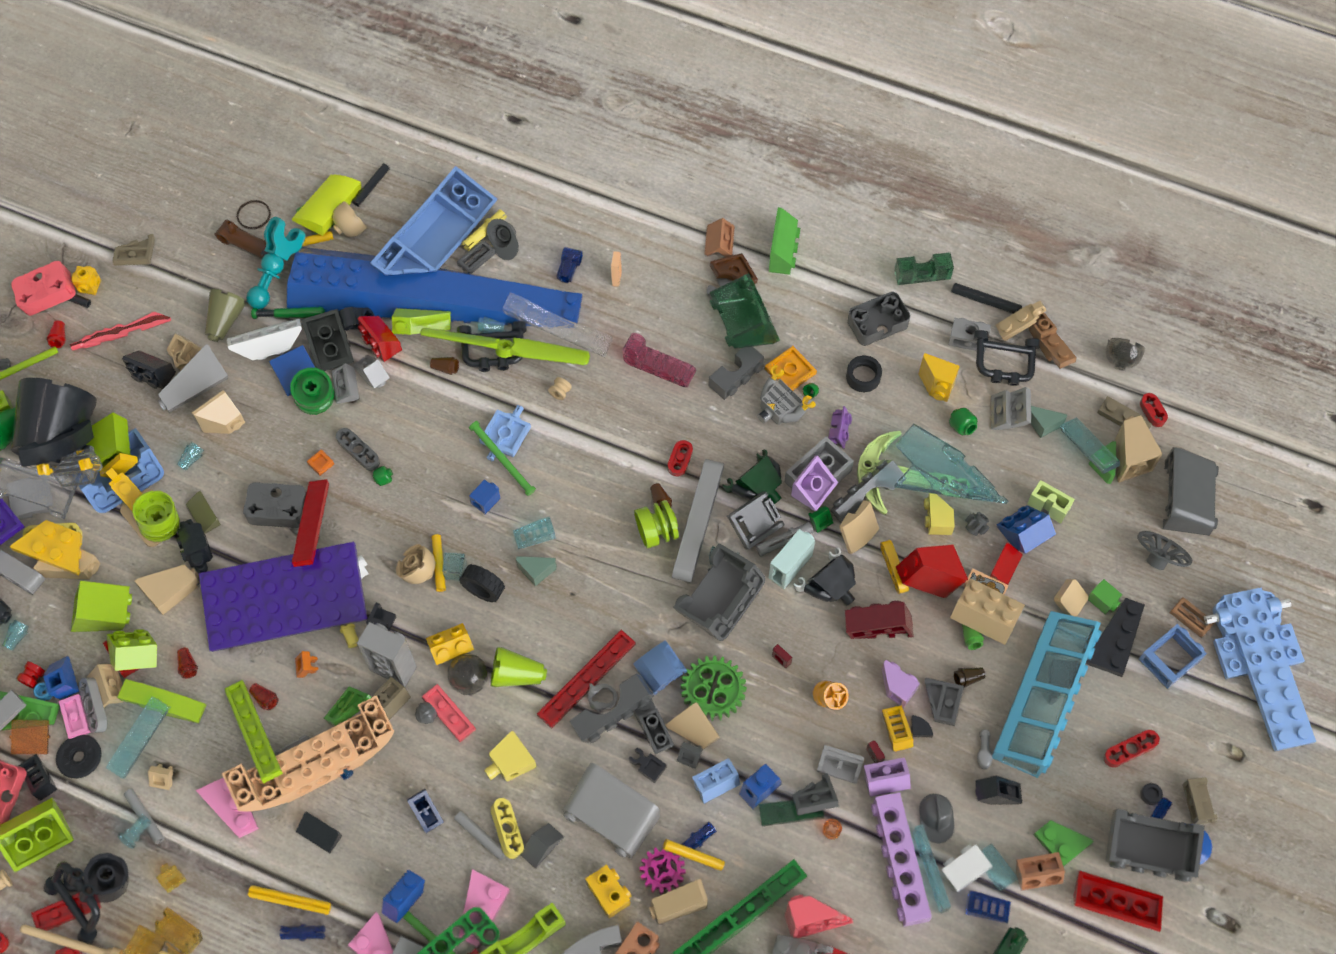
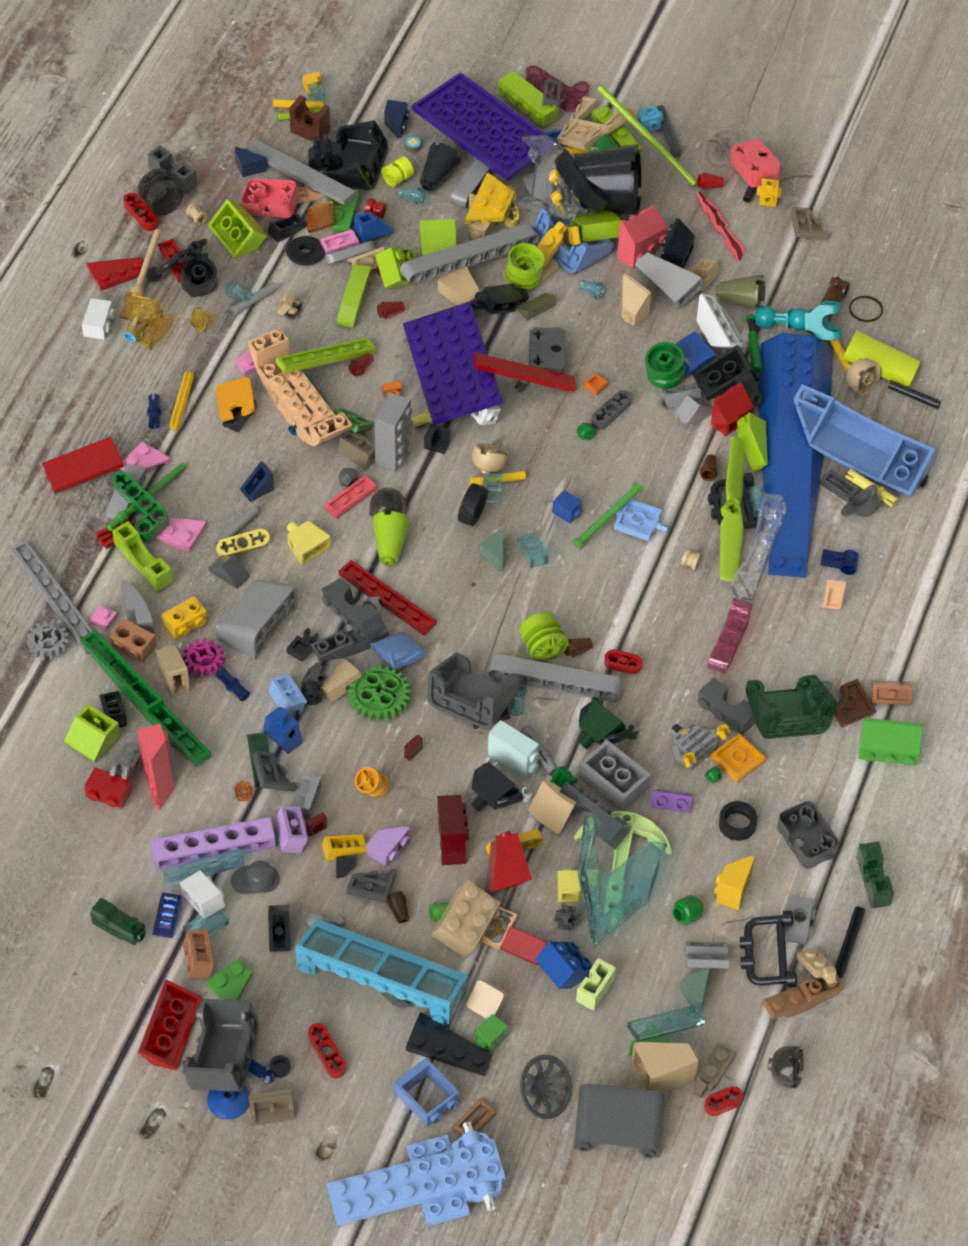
camera: 85 degrees right, 10 degrees down
(129, 572) = (467, 253): none -> light grey beam
(132, 400) = (641, 235): none -> coral wedge
(138, 737) = (320, 283): clear light blue tile -> none
(292, 838) = (235, 394): none -> light orange piece
(402, 896) = (180, 469): blue brick -> none
(449, 643) = (413, 487): yellow brick -> none
(694, 855) = (216, 678): yellow piece -> none
(712, 756) = (311, 692): none -> black wheel
(758, 519) = (558, 725): container -> none
(814, 484) = (590, 756): lavender slope -> none

